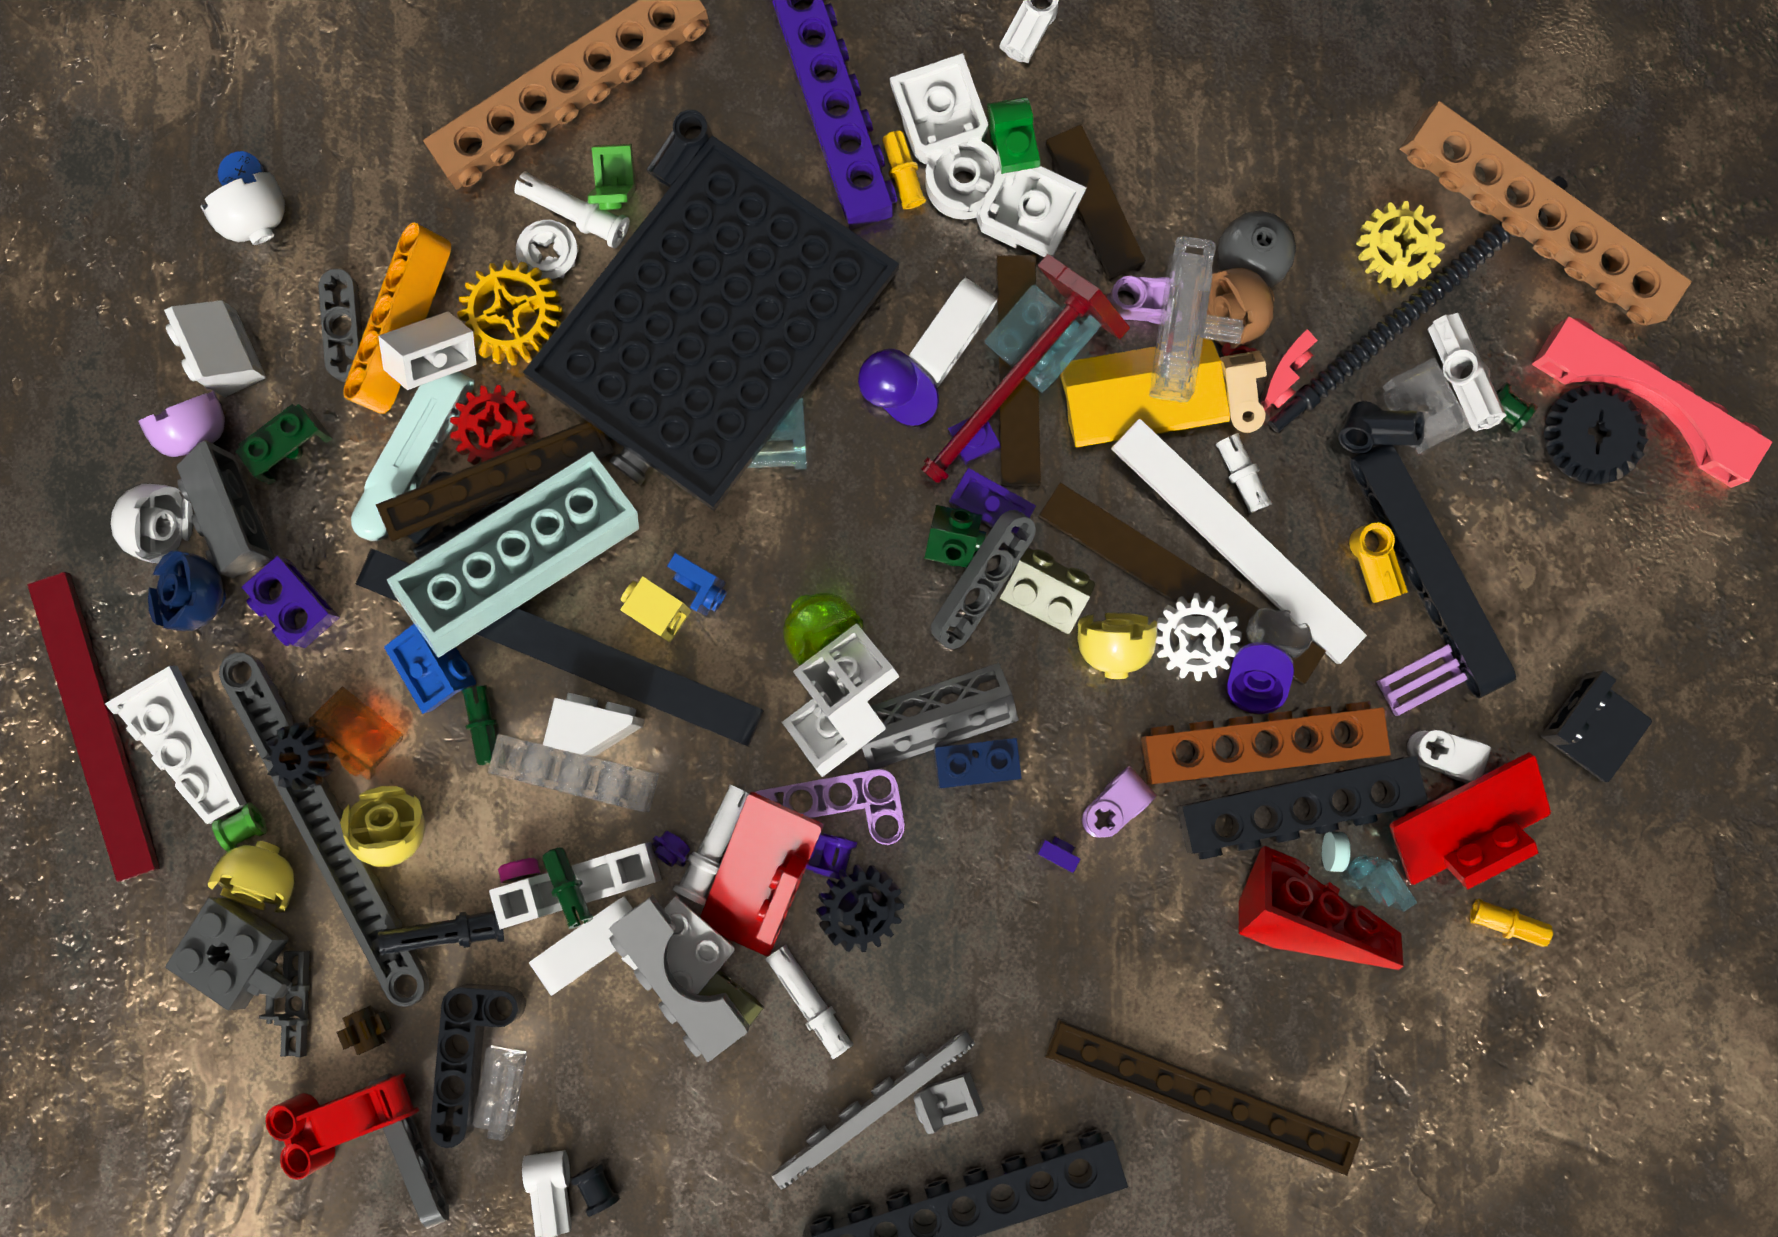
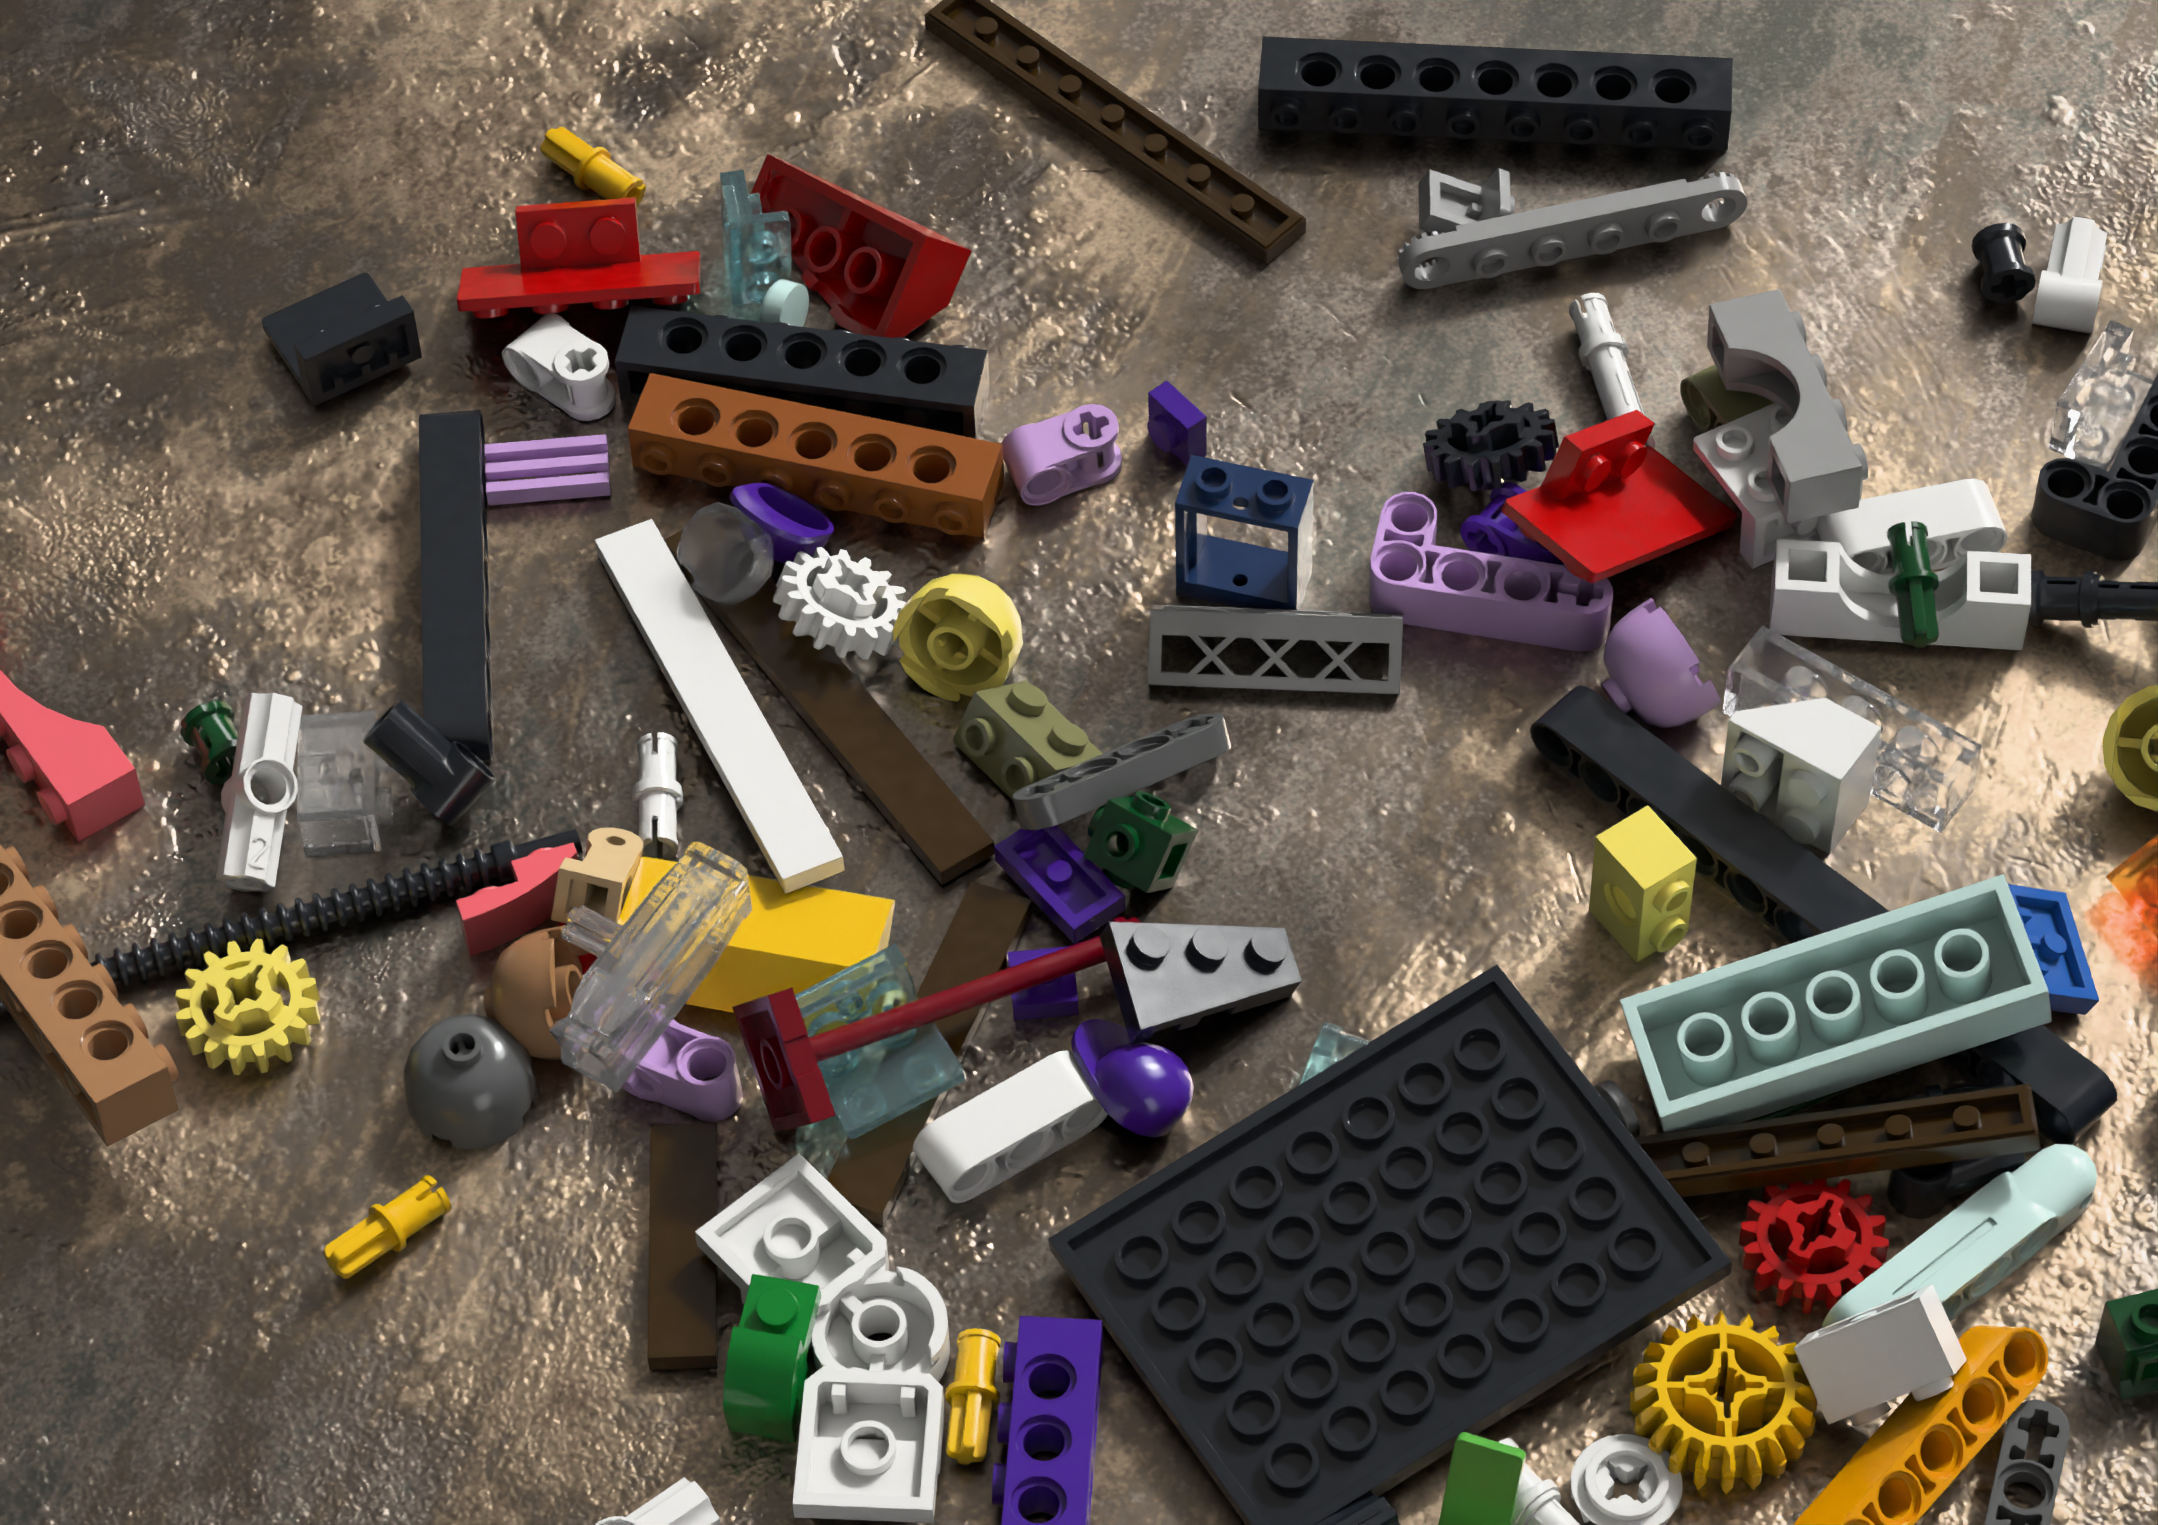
camera: 160 degrees left, 30 degrees down
(480, 724) = (1977, 846): dark green axle -> none
(518, 870) = (1982, 650): dark pink tile -> none
(670, 849) = (1741, 605): dark purple plate -> none
(697, 579) = (1561, 900): blue bracket -> none
(701, 773) = (1655, 670): none -> lavender cylinder
(705, 862) = (1695, 573): white pin -> none
(816, 623) = (1400, 793): clear neon green cylinder -> none
(840, 683) = (1409, 673): white bracket -> none
(887, 456) = (1191, 971): none -> wing
(1255, 145) = (386, 1228): none -> yellow axle
(1378, 567) = (527, 619): yellow piece -> none
(1576, 450) = (155, 668): black gear -> none

